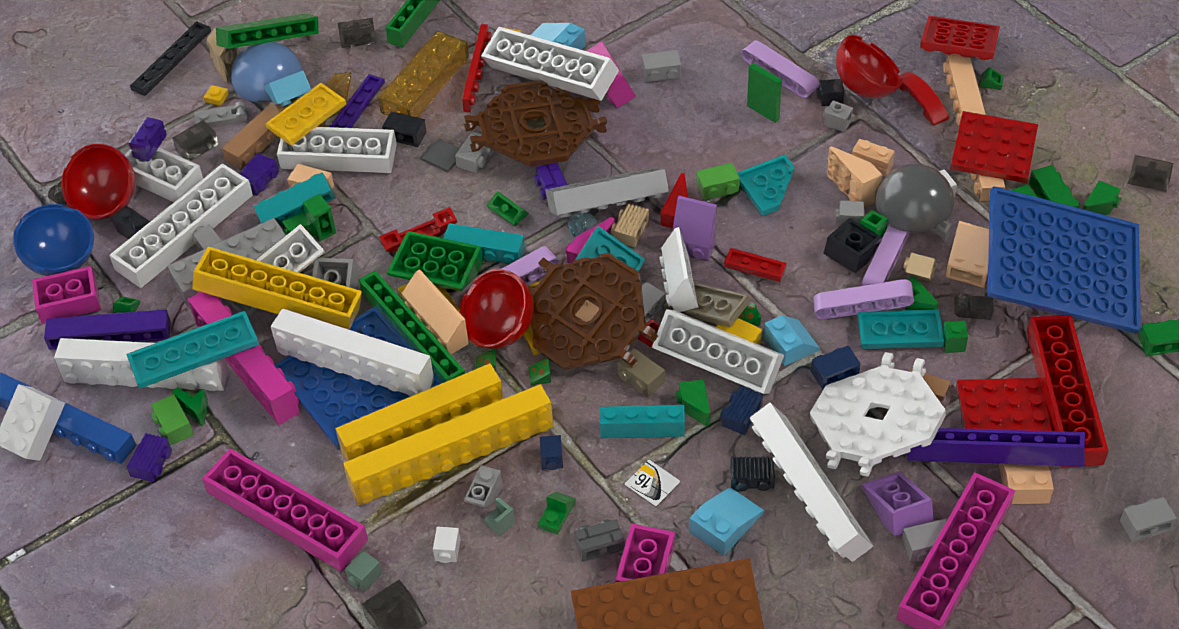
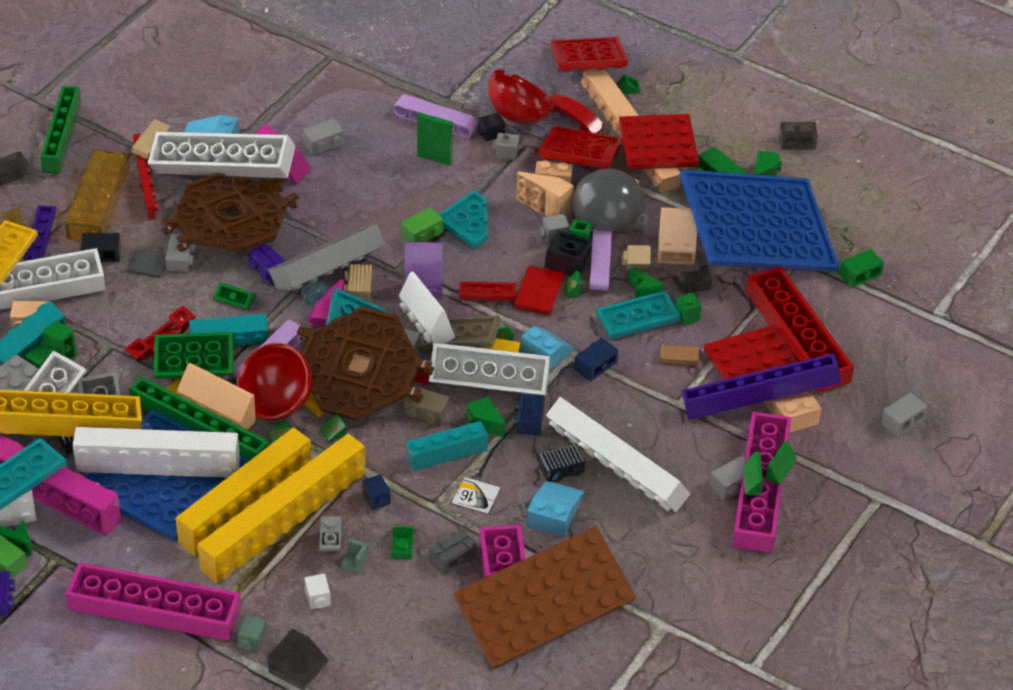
camera: 25 degrees left, 5 degrees down
(484, 36) = (144, 143): none -> tan tile
(668, 211) = (393, 256): red slope -> none
(809, 276) = (539, 290): none -> red tile
(845, 279) = (573, 285): none -> green slope
(863, 299) = (597, 296): lavender beam -> none
(898, 502) = (696, 454): medium lavender slope -> none
(910, 134) = (580, 147): none -> red plate
(910, 421) = (680, 380): white plate -> none
(943, 547) = (753, 475): none -> green slope
(980, 543) = (781, 463): none -> green slope

